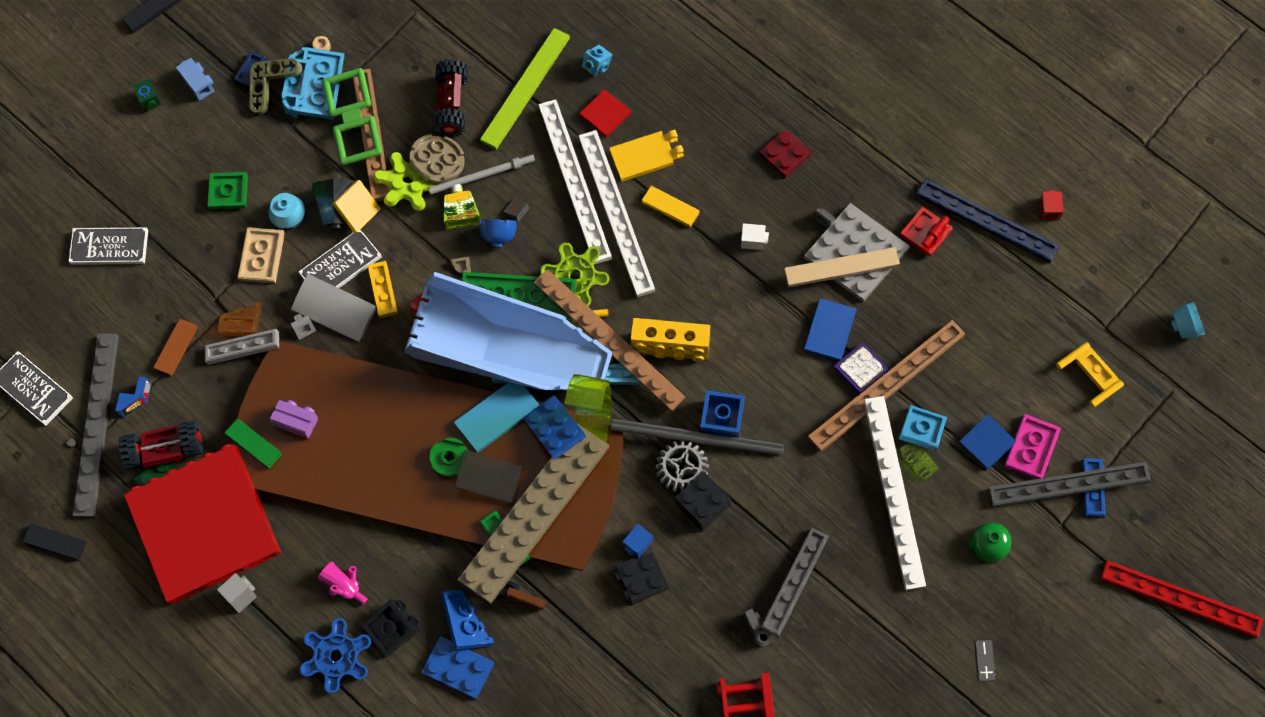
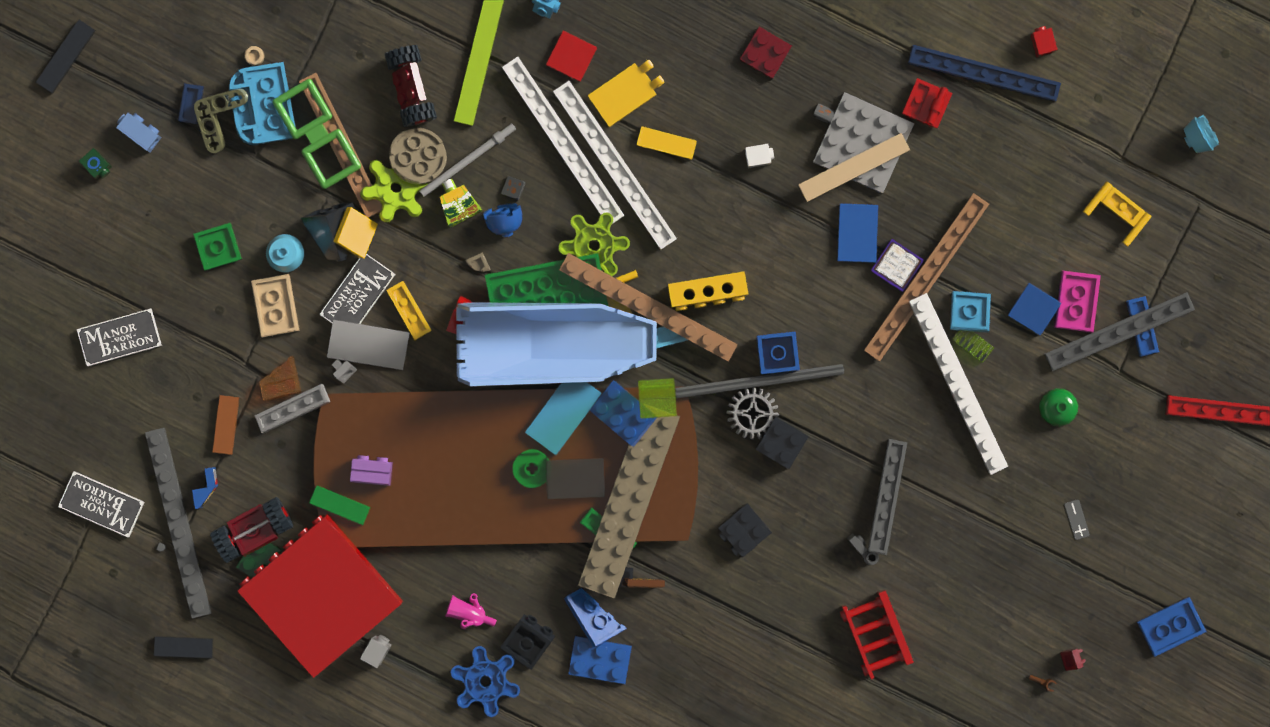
camera: 10 degrees left, 20 degrees up
(637, 541) = (731, 498): blue brick -> none

